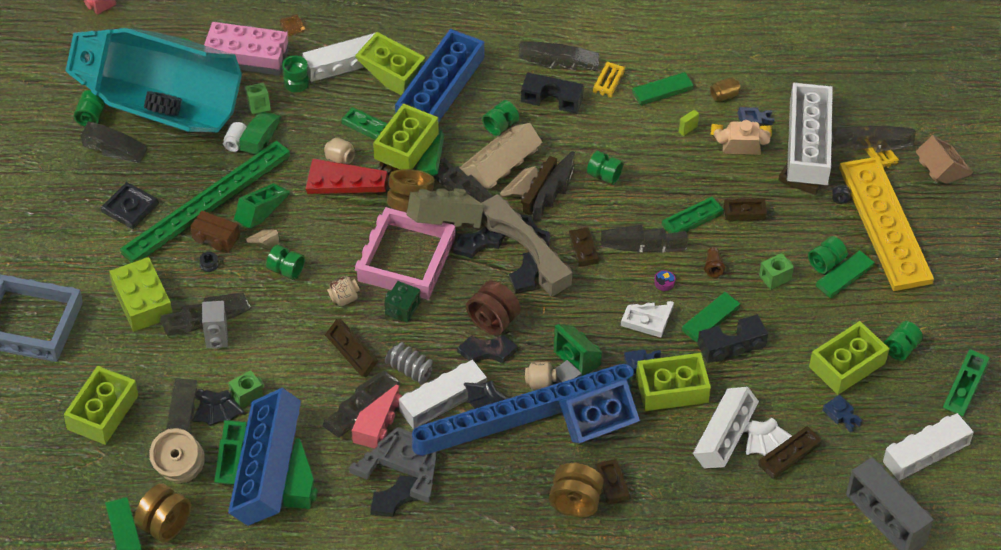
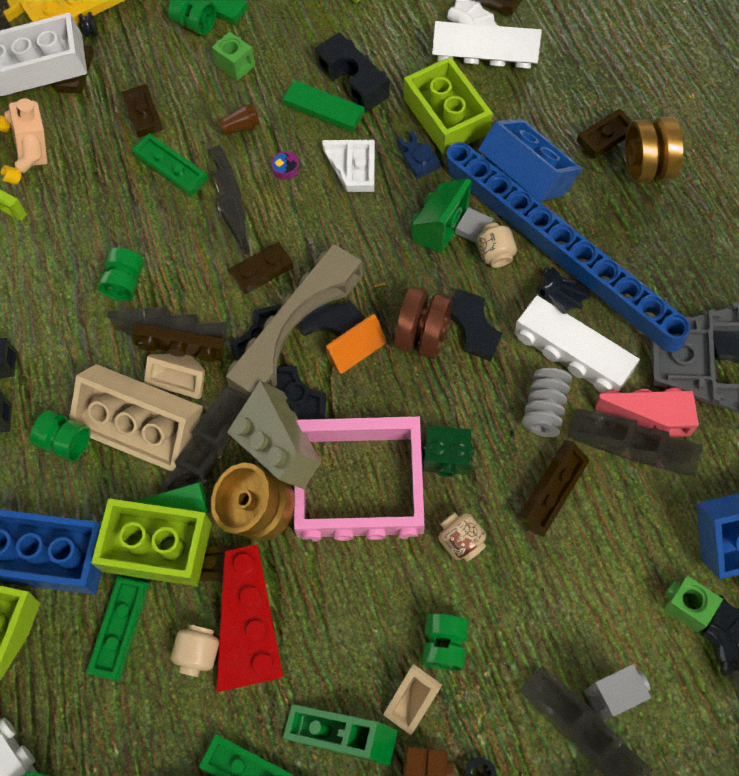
camera: 105 degrees left, 15 degrees up
(498, 272) = (356, 344): none -> orange slope

